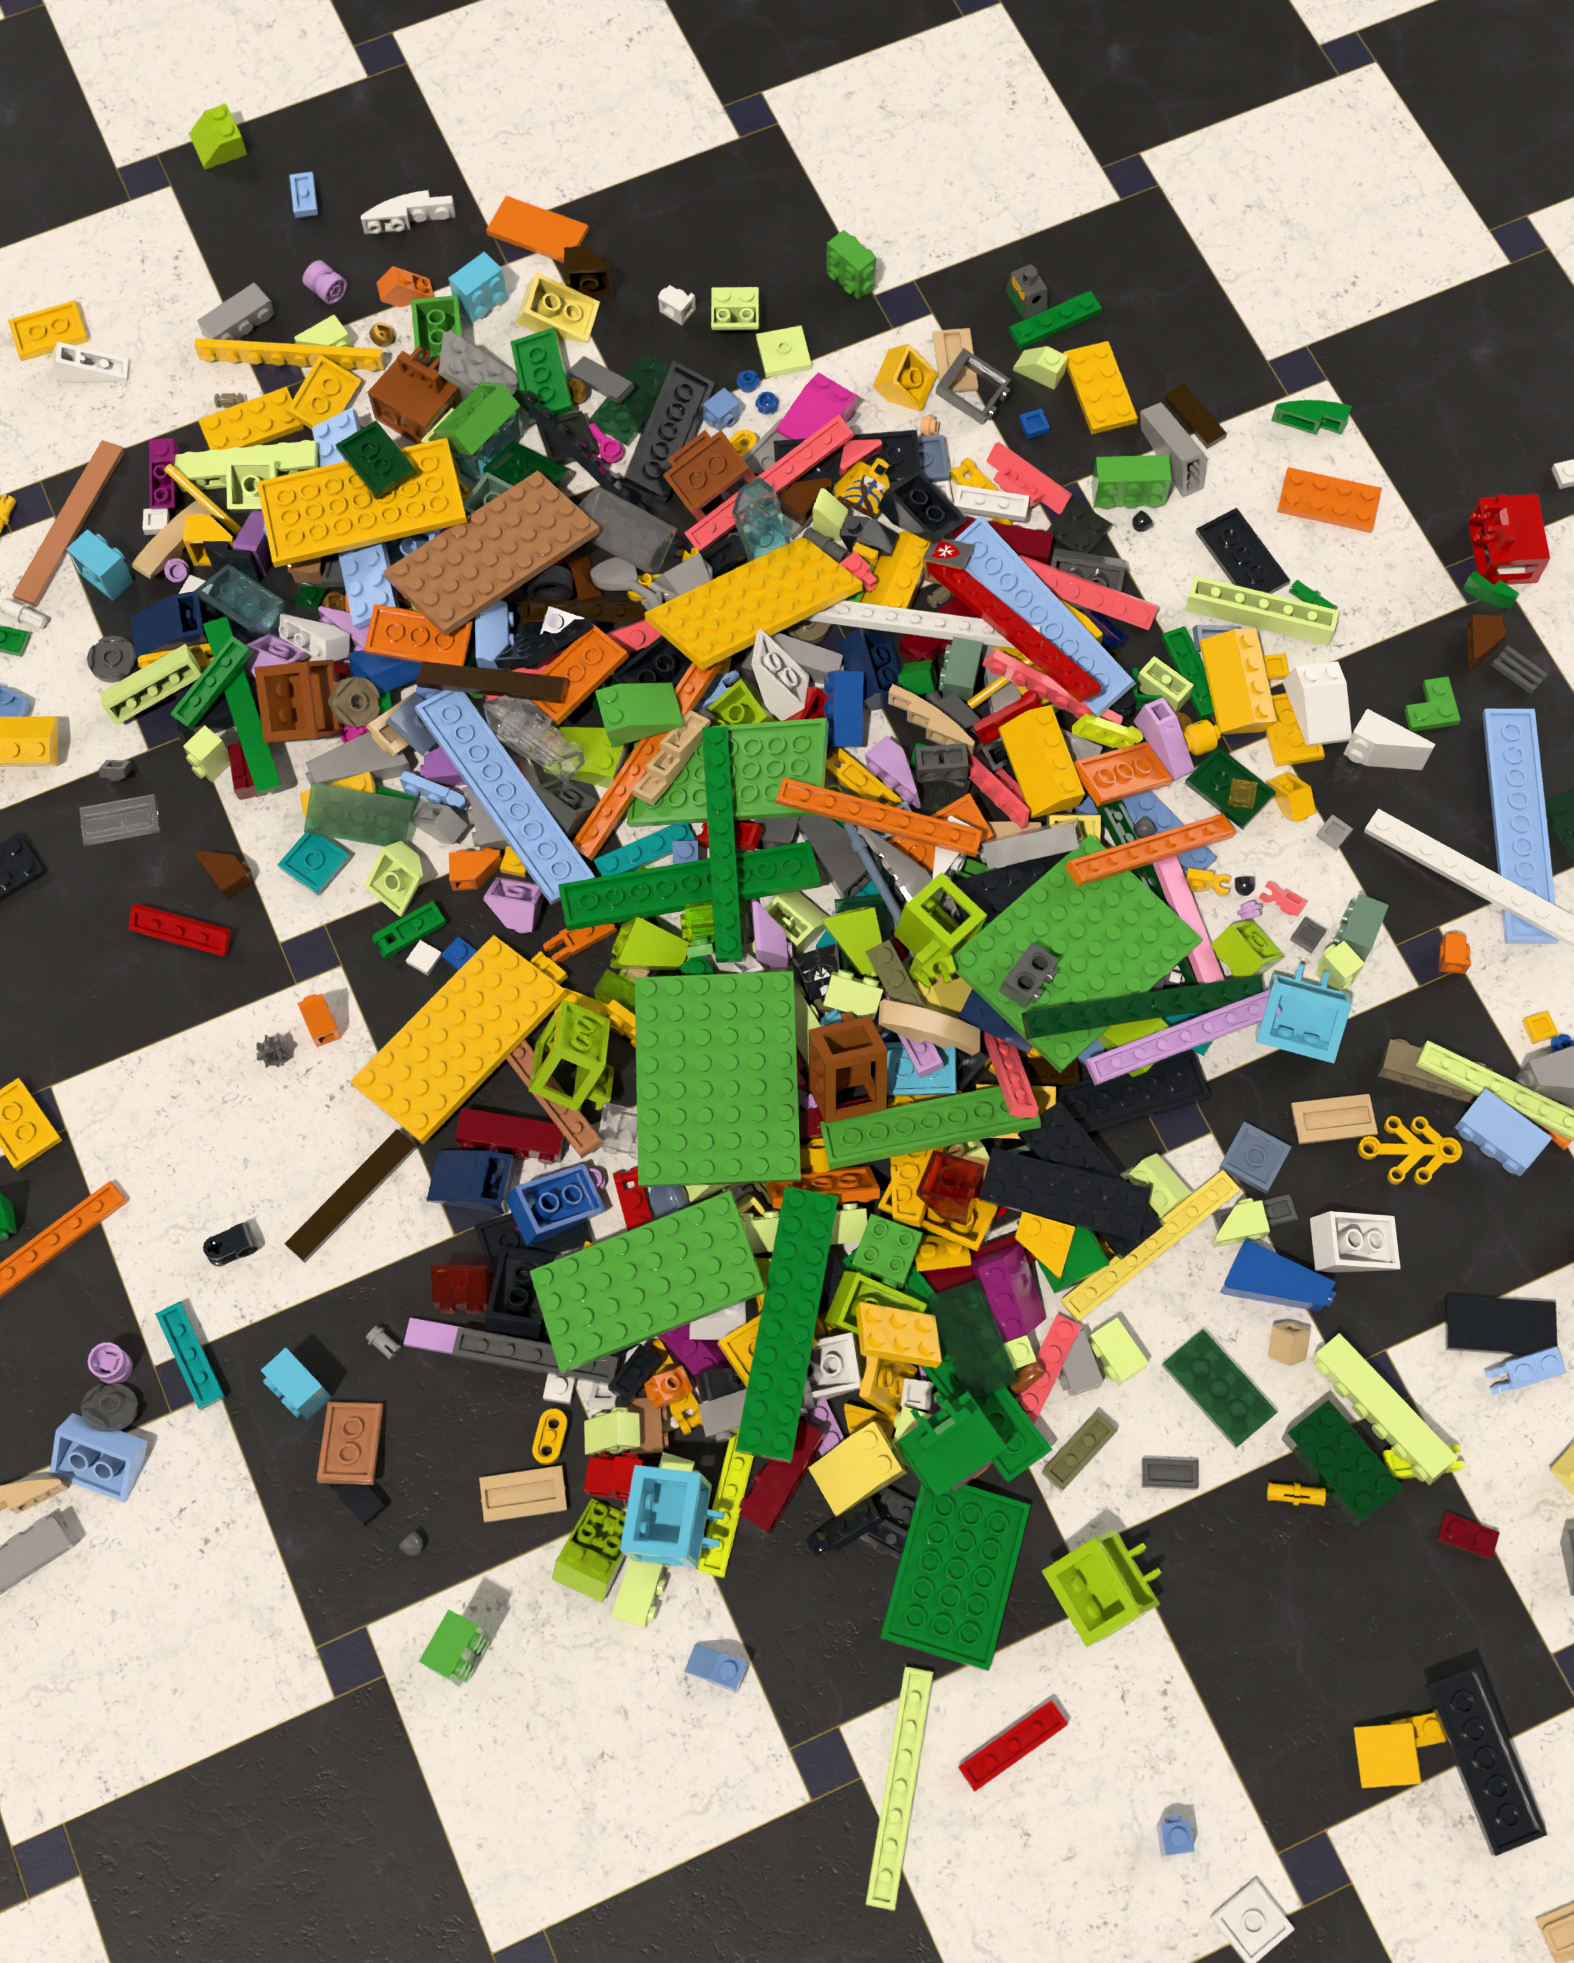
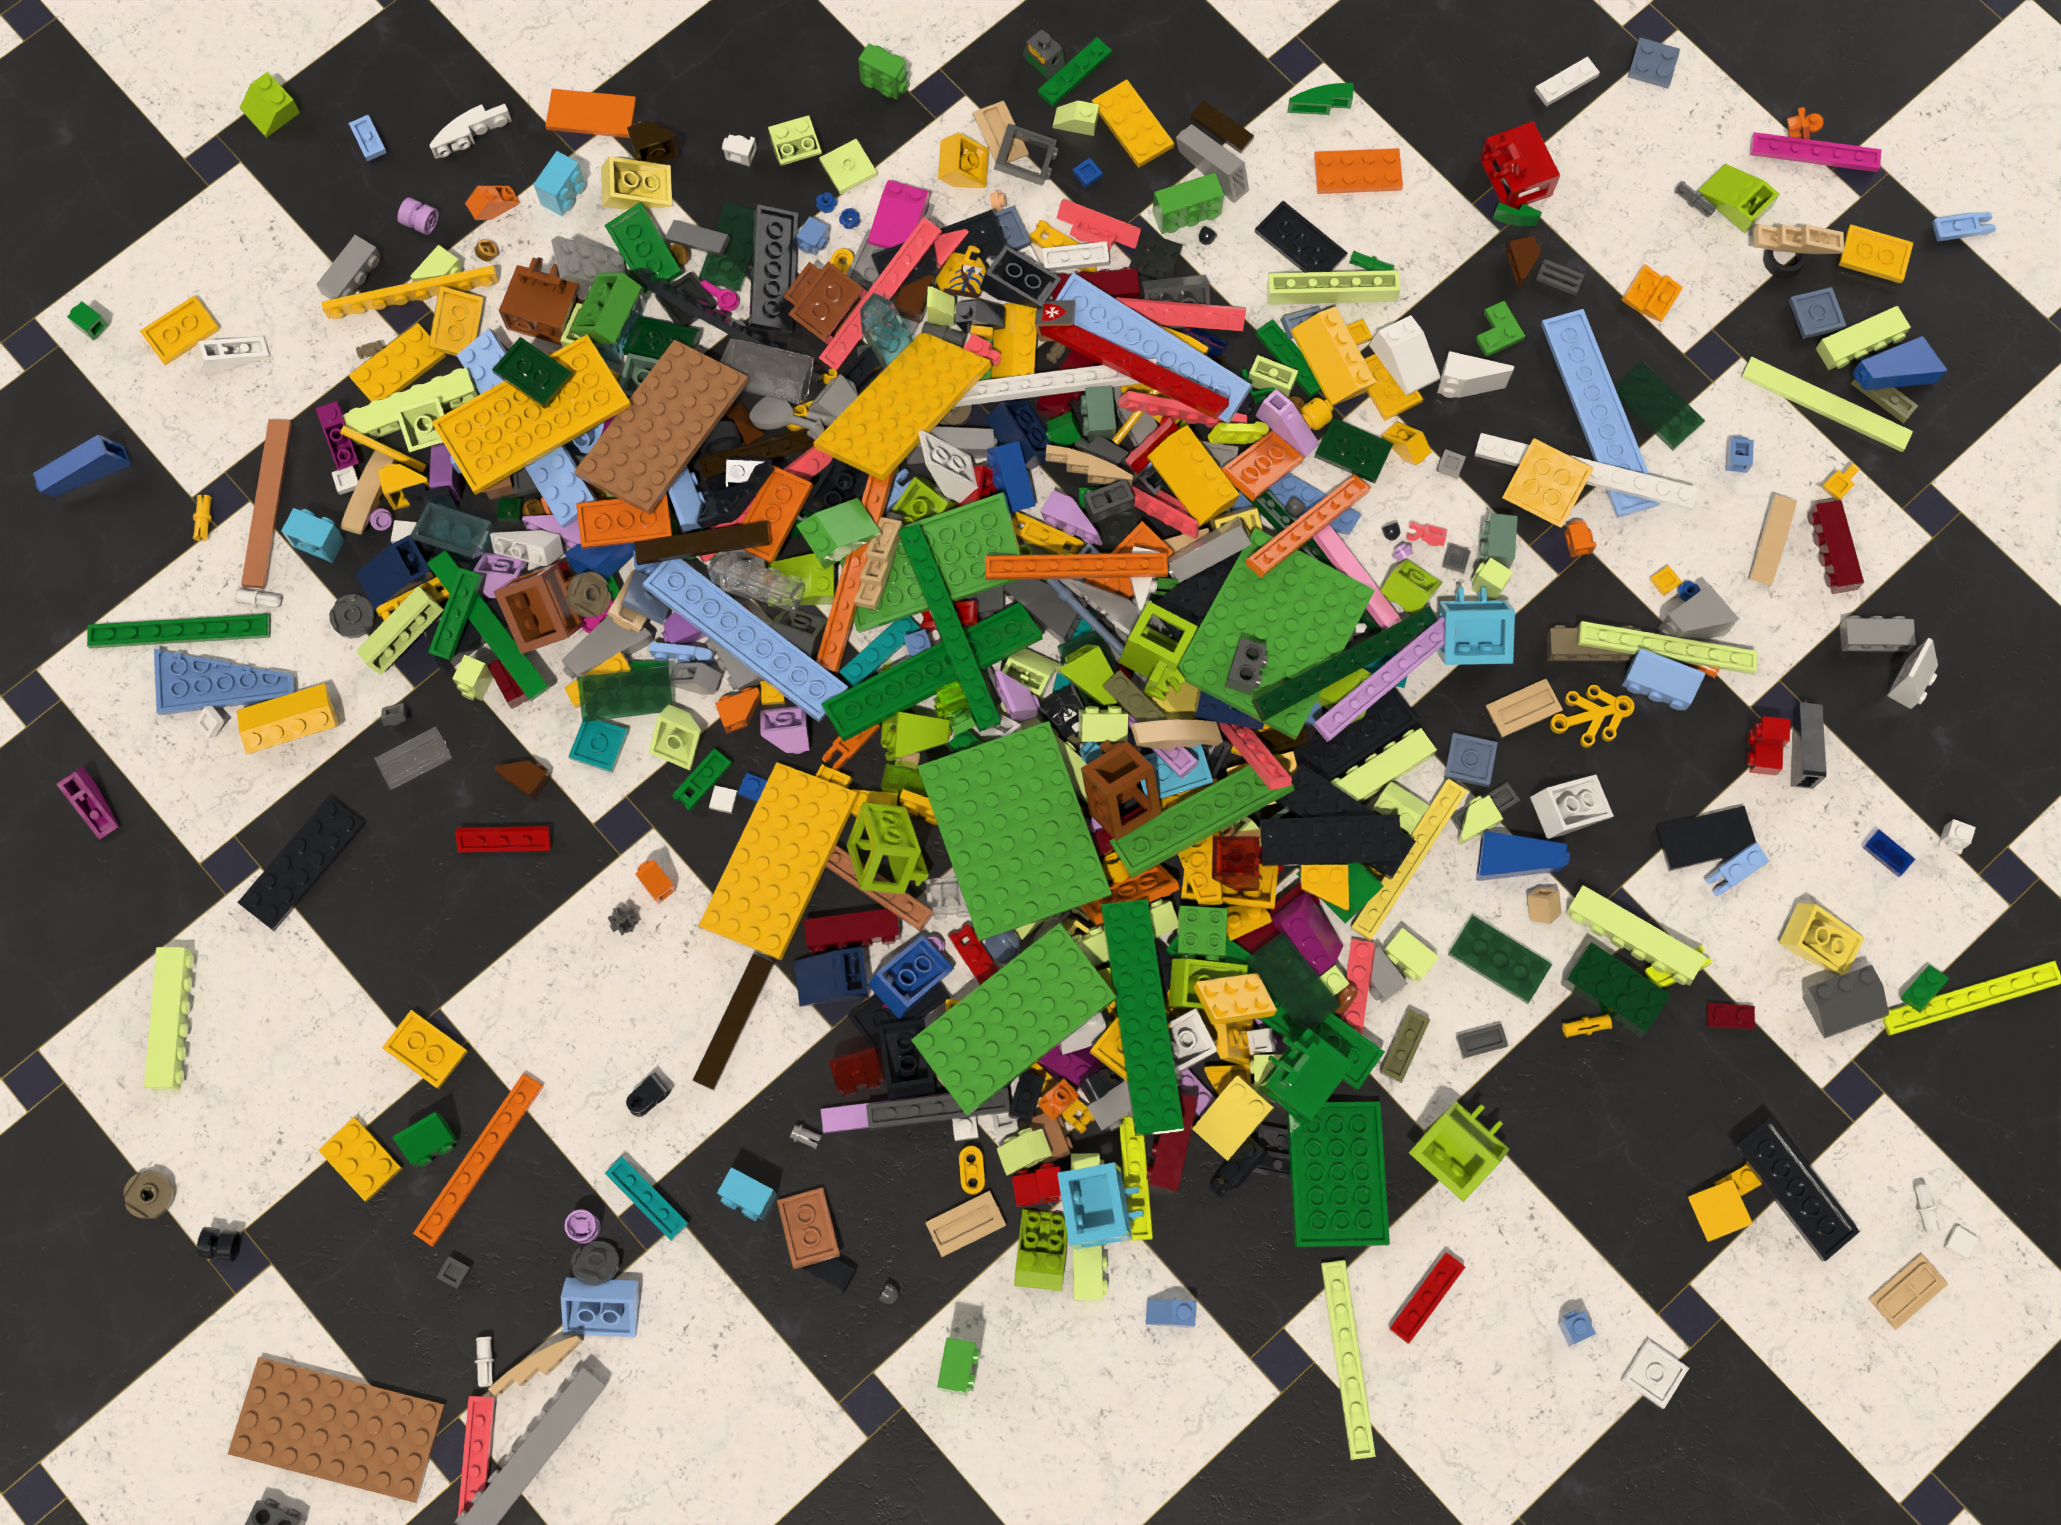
camera: 20 degrees left, 5 degrees up
(432, 319) = (534, 229): bright green brick -> none
(1162, 1136) = (1387, 767): none -> yellowish green brick
(1204, 880) = (1357, 537): yellow plate -> none
(1242, 793) = (1366, 453): clear yellow tile -> none
(1436, 881) = (1547, 482): none -> yellow plate

